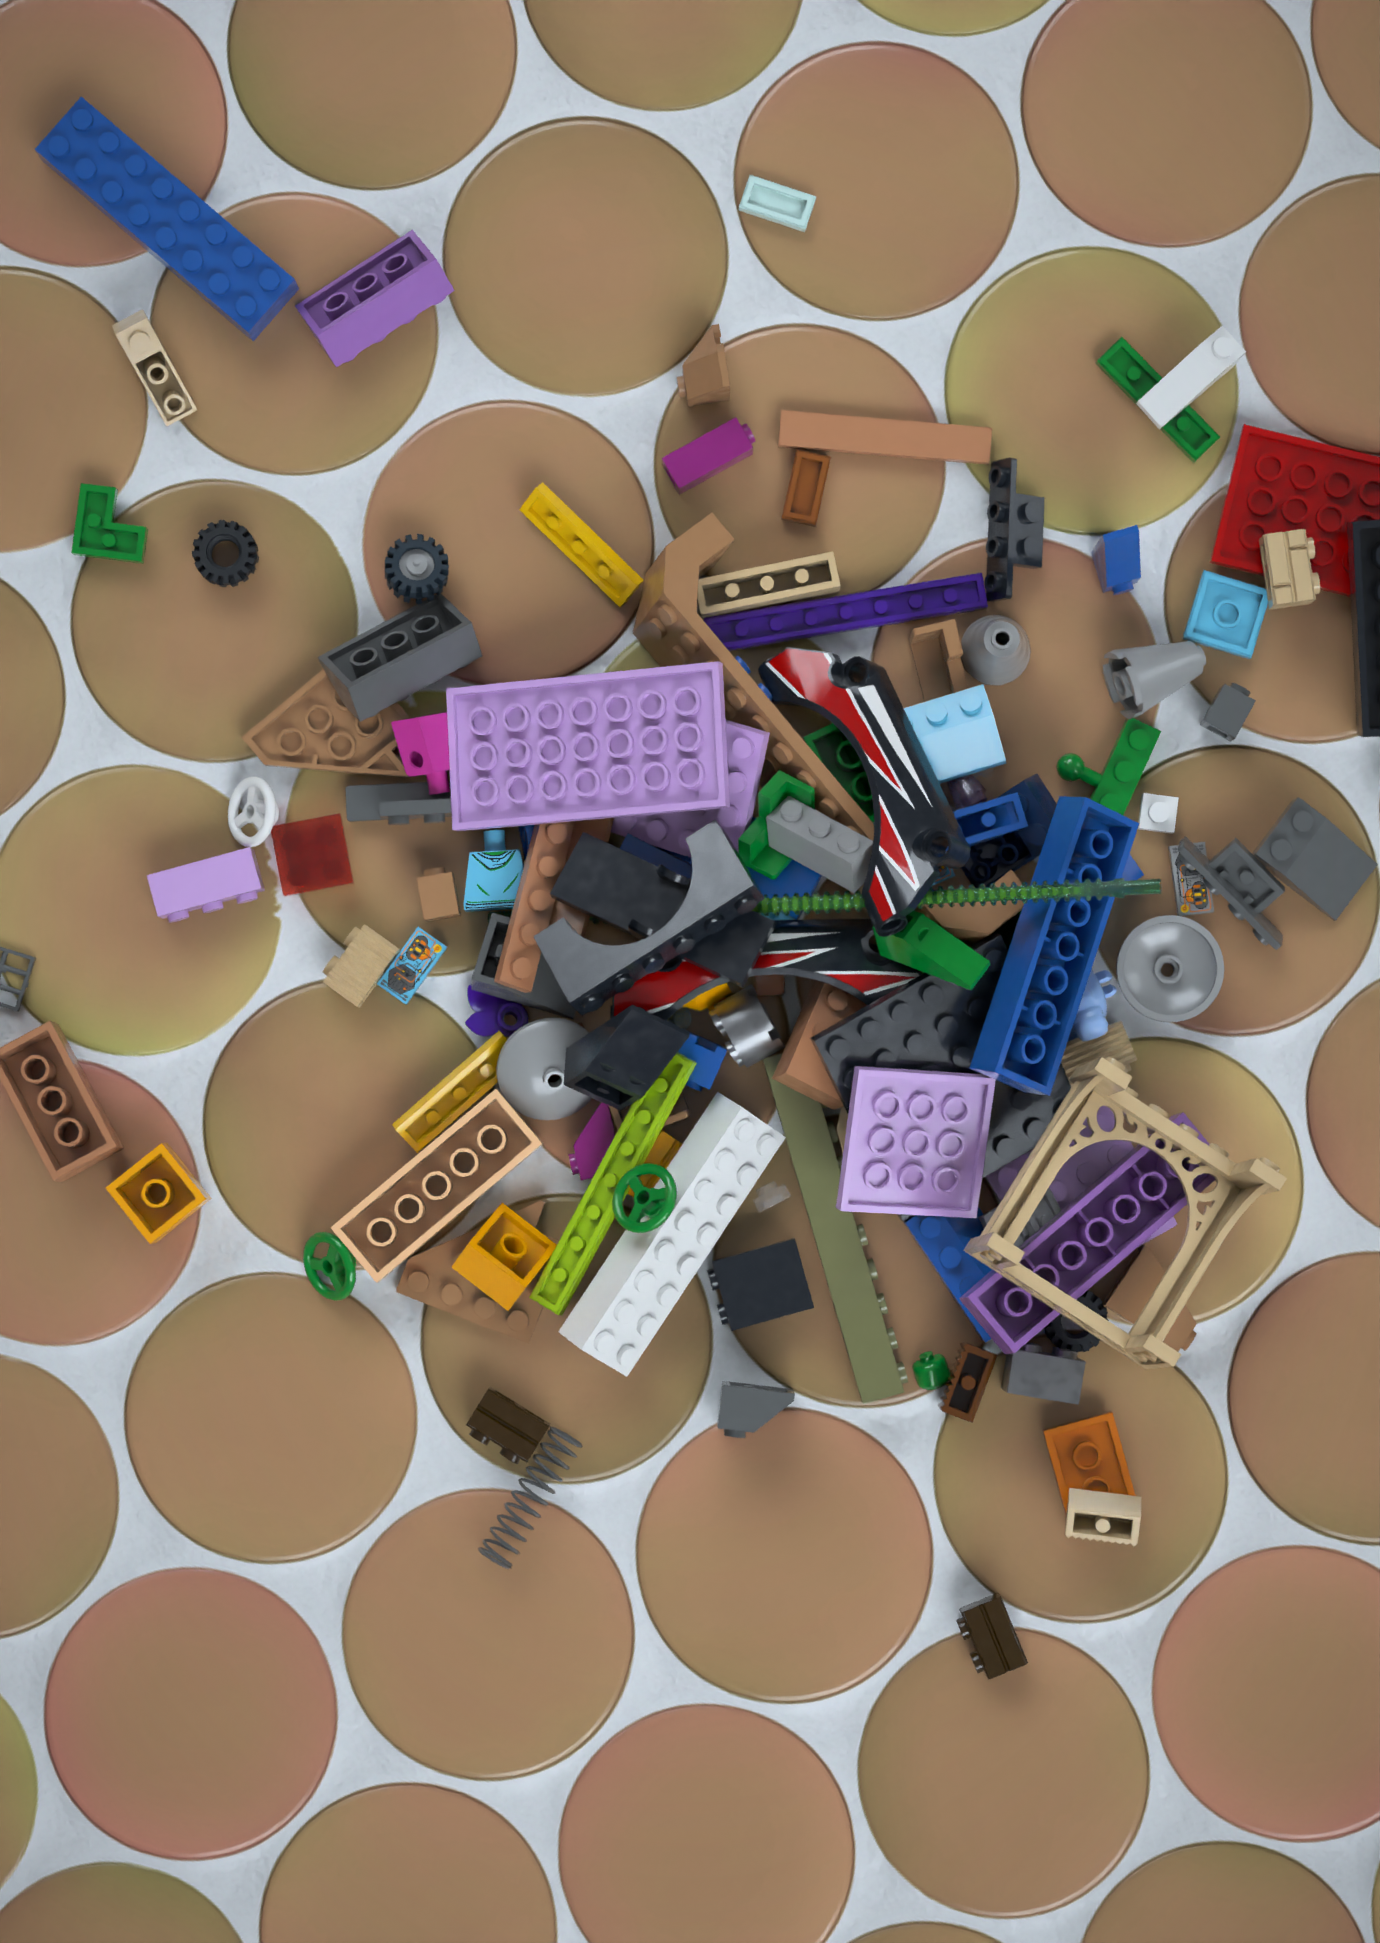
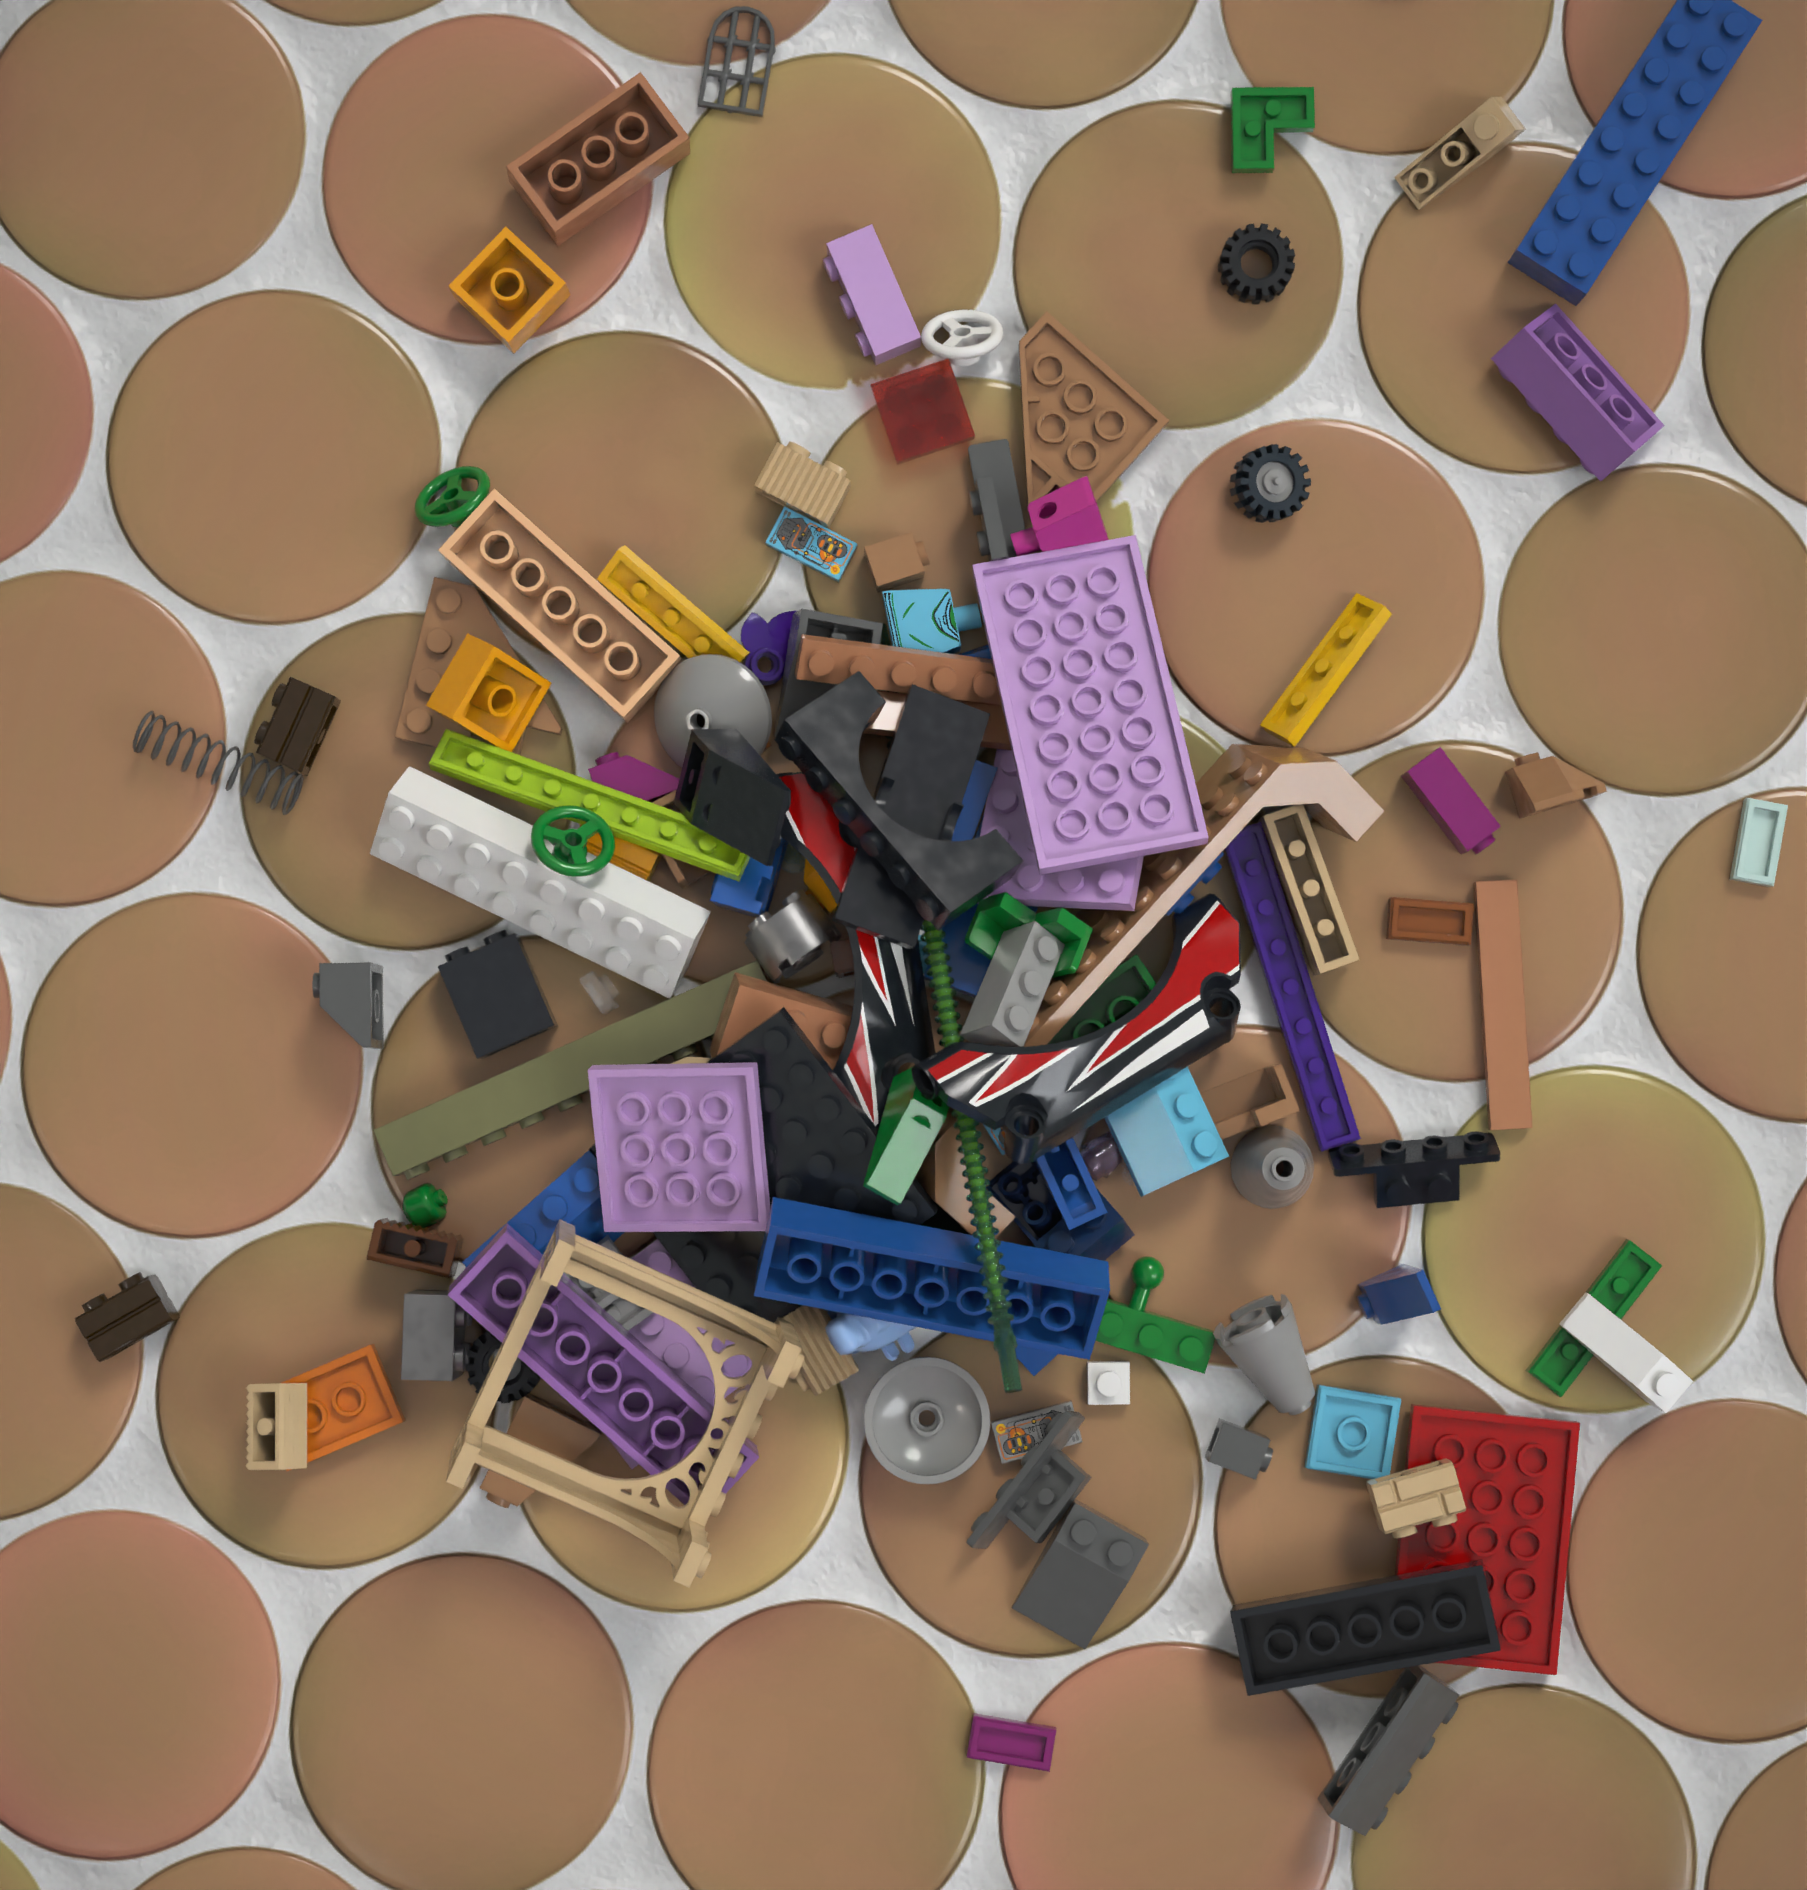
camera: 75 degrees right, 0 degrees up
(401, 656) = (1165, 478): dark grey slope -> none

